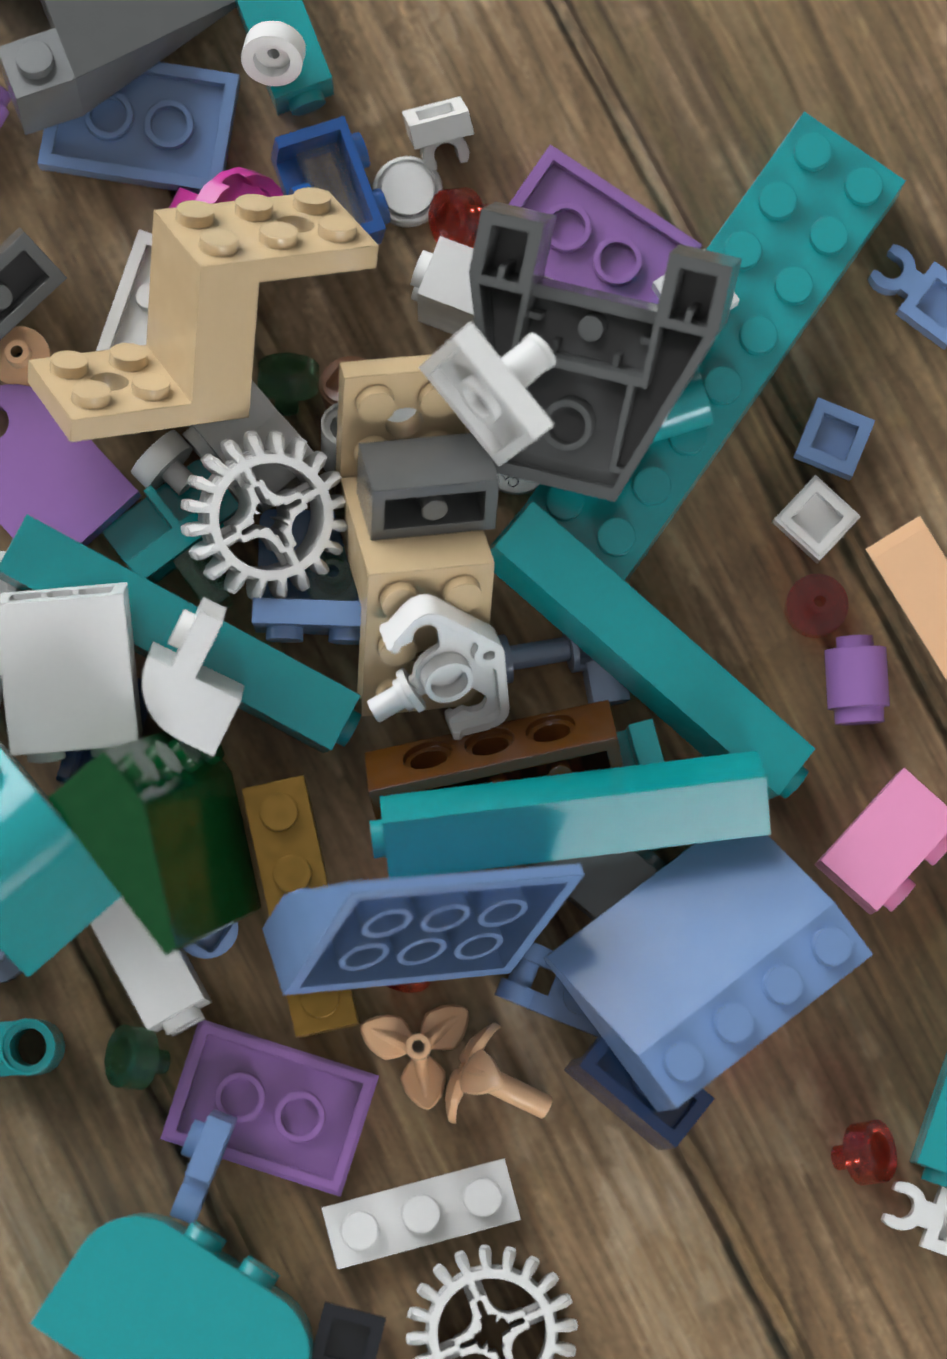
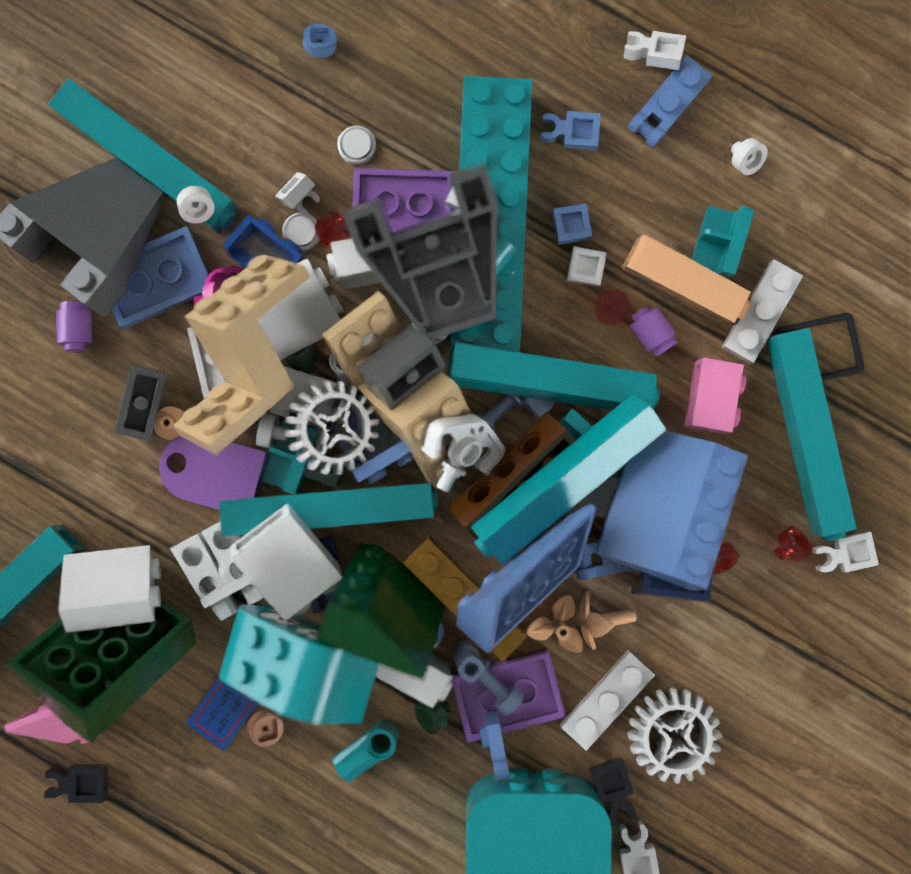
camera: 30 degrees left, 5 degrees up
(184, 694) = (348, 538): white brick -> none
(244, 1011) = (473, 668): none -> sand blue bar
(328, 317) = (301, 315): none -> white brick
(491, 390) = (404, 302): white tile -> none
(577, 112) = (357, 145): none -> white piece
(740, 1099) = (726, 558): none -> clear red tile

